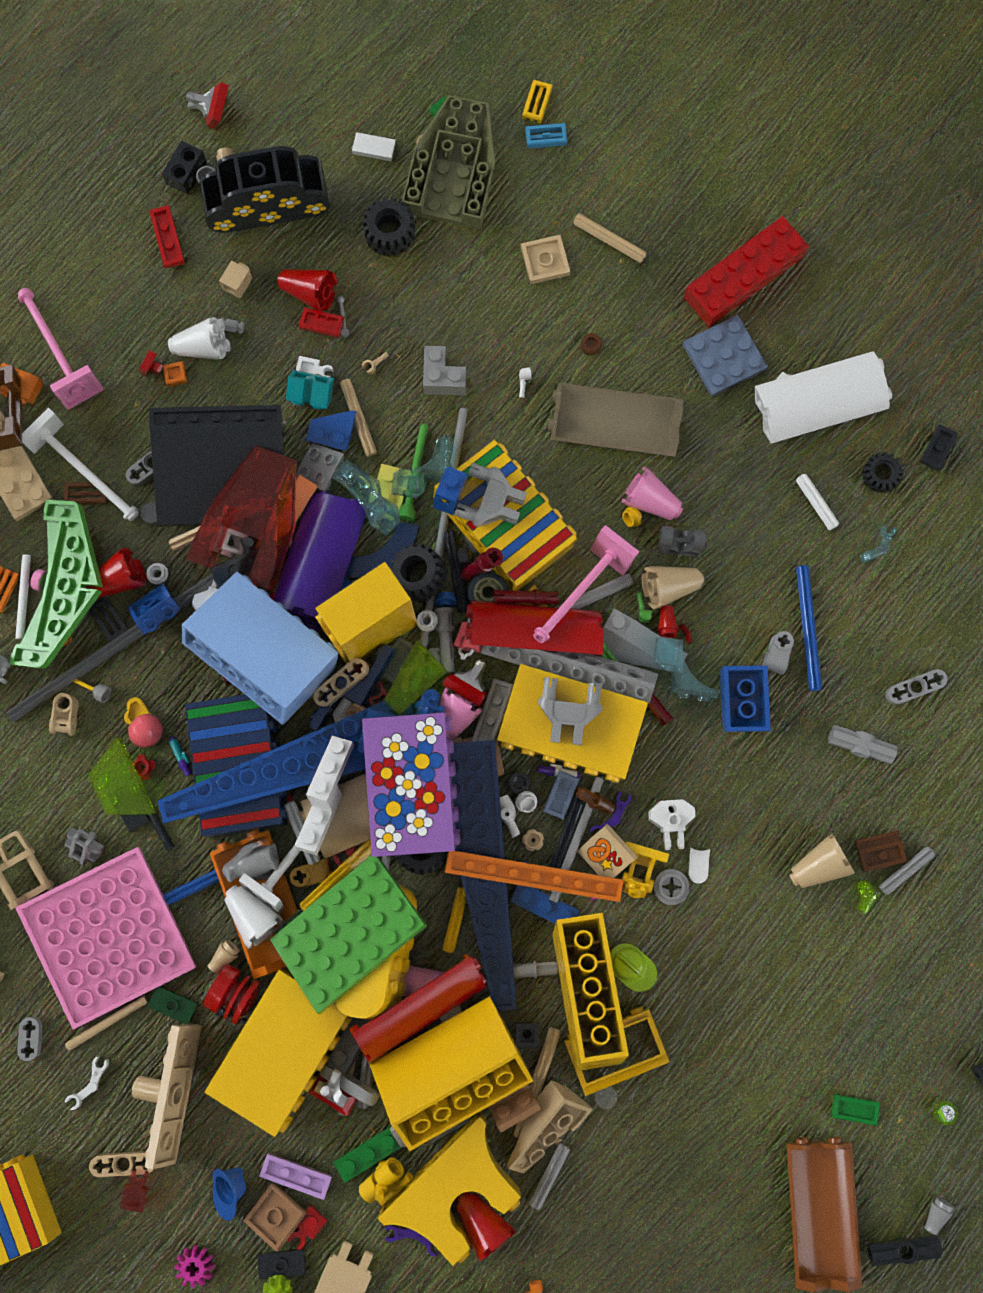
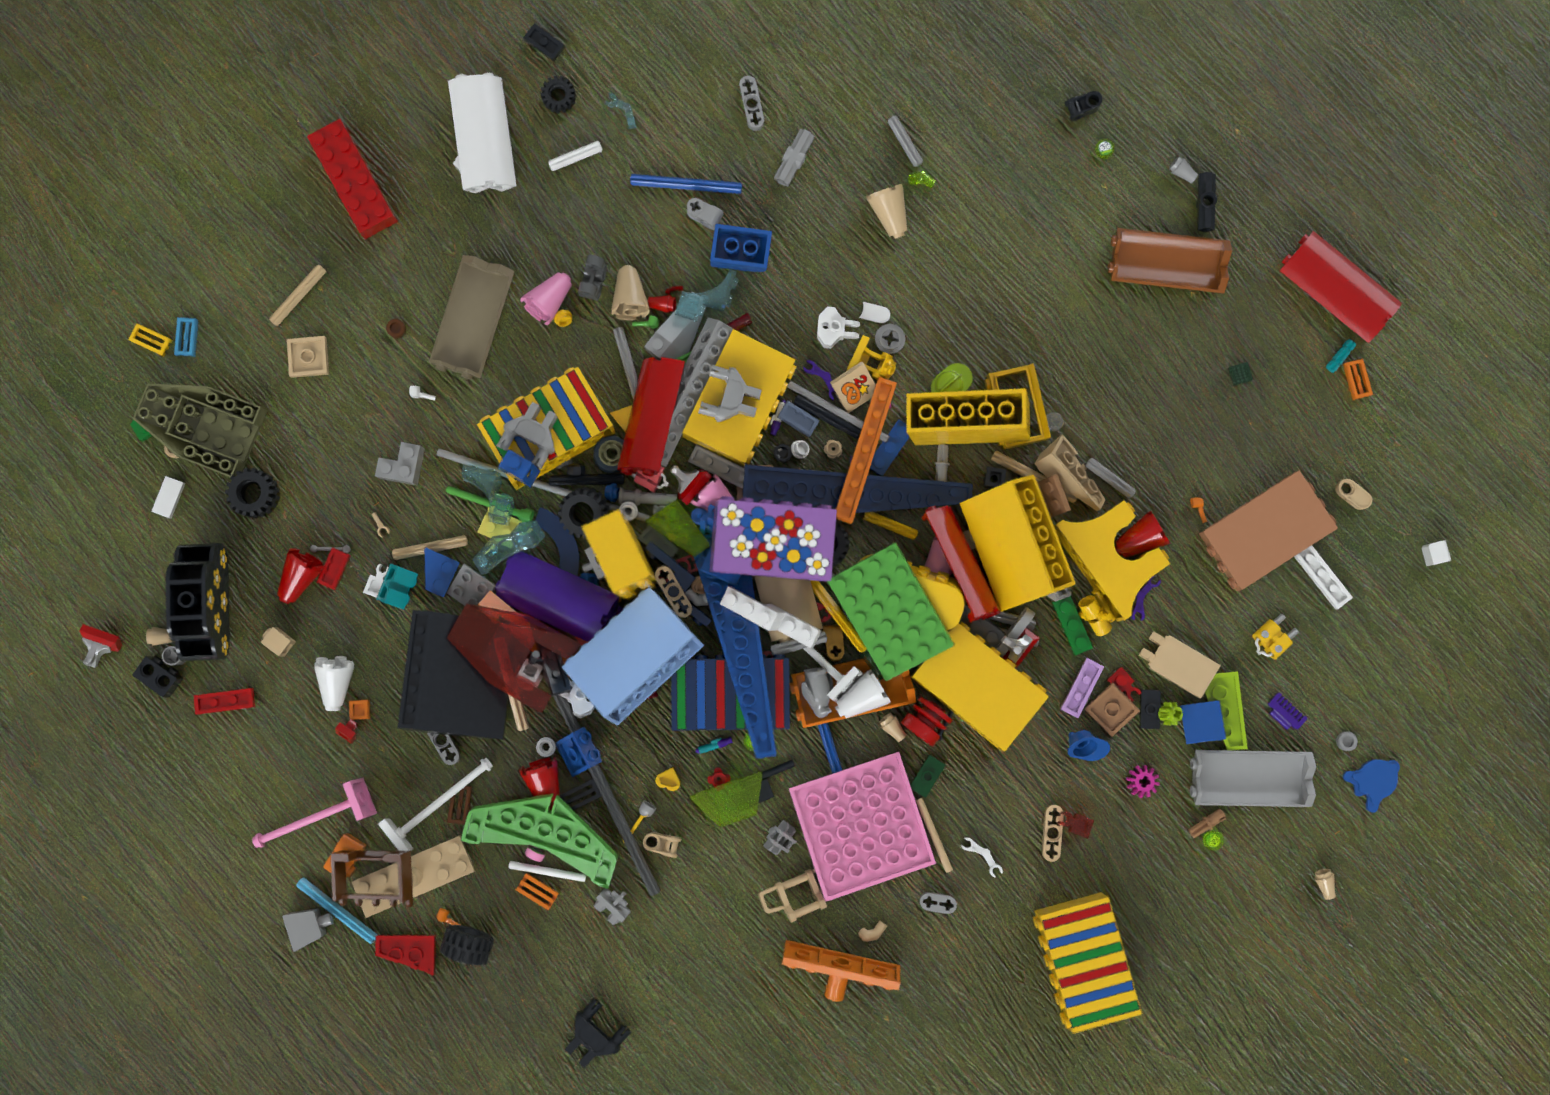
camera: 80 degrees left, 5 degrees up
(145, 731) = (687, 772): coral hair -> none
(148, 513) = (489, 746): dark grey tile -> none
(170, 1094) = (1001, 785): tan plate -> none
(233, 326) = (322, 651): light grey piece -> none
(484, 563) = (587, 450): dark red pin -> none
(508, 815) = (805, 464): white piece -> none
(530, 597) = (621, 421): dark red pin -> none
(595, 800) = (808, 389): reddish brown axle -> none
(613, 552) = (593, 338): bright pink tile -> none
(724, 355) = (427, 212): sand blue plate -> none
(855, 1109) = (1092, 220): green tile -> none
(880, 851) = (886, 159): reddish brown plate -> none

